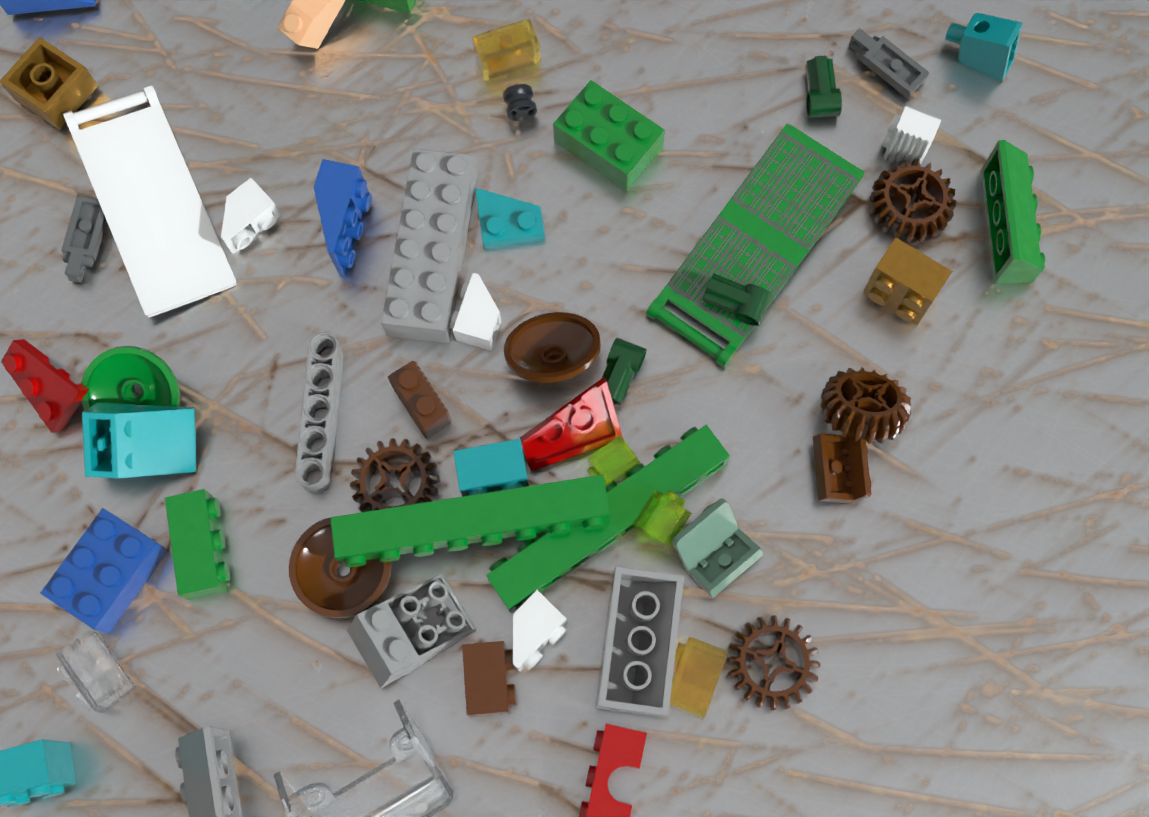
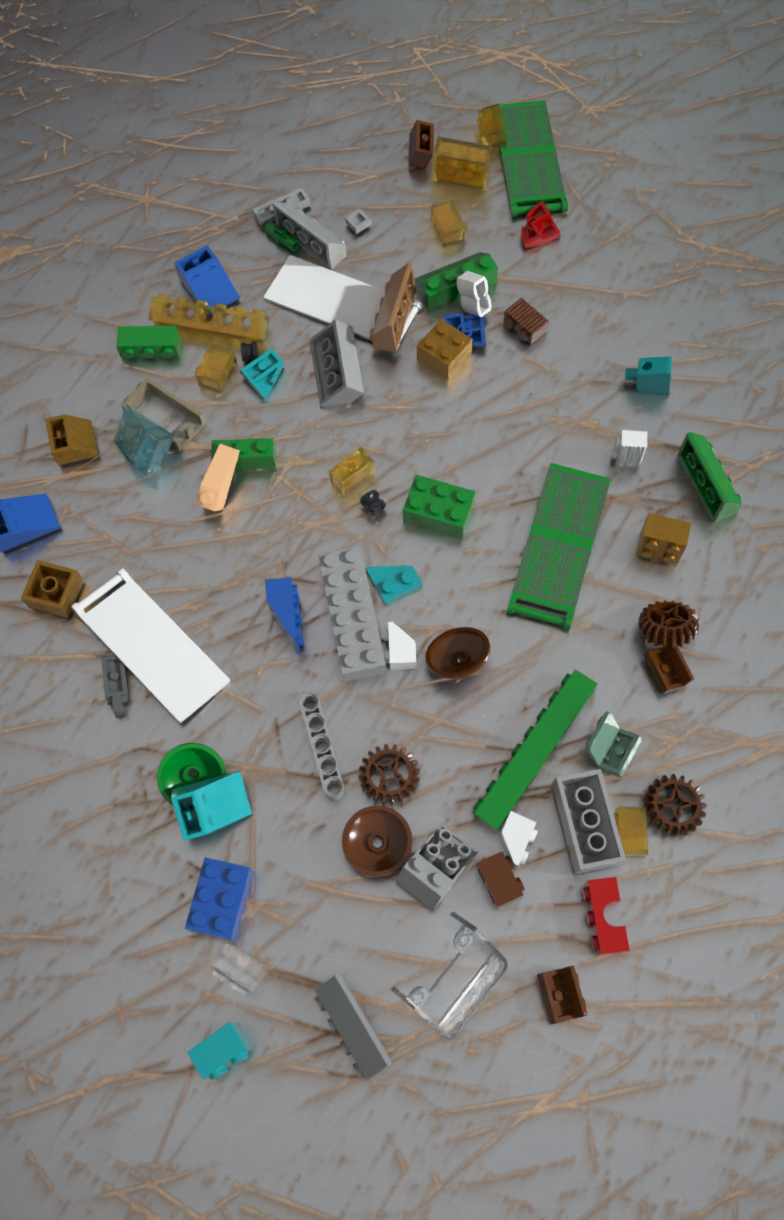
camera: 20 degrees left, 5 degrees down
(43, 385) = (128, 791): red wing -> none
(197, 544) = (274, 860): green brick -> none
(246, 215) = (221, 631): white slope -> none
(420, 399) = (384, 715): reddish brown brick -> none
(470, 520) = (451, 780): green brick -> none
(491, 468) = (452, 746): teal brick -> none
(574, 429) = (492, 700): red wing -> none
(613, 461) = (524, 714): clear neon green brick -> none
(622, 364) = (505, 650): dark green piece -> none
(663, 516) = (573, 736): clear neon green brick -> none
(745, 302) = (569, 583): dark green piece -> none
(822, 95) = (563, 438): dark green piece -> none
(888, 62) = (595, 404): dark grey hinge -> none
(891, 192) = (635, 490): reddish brown gear -> none

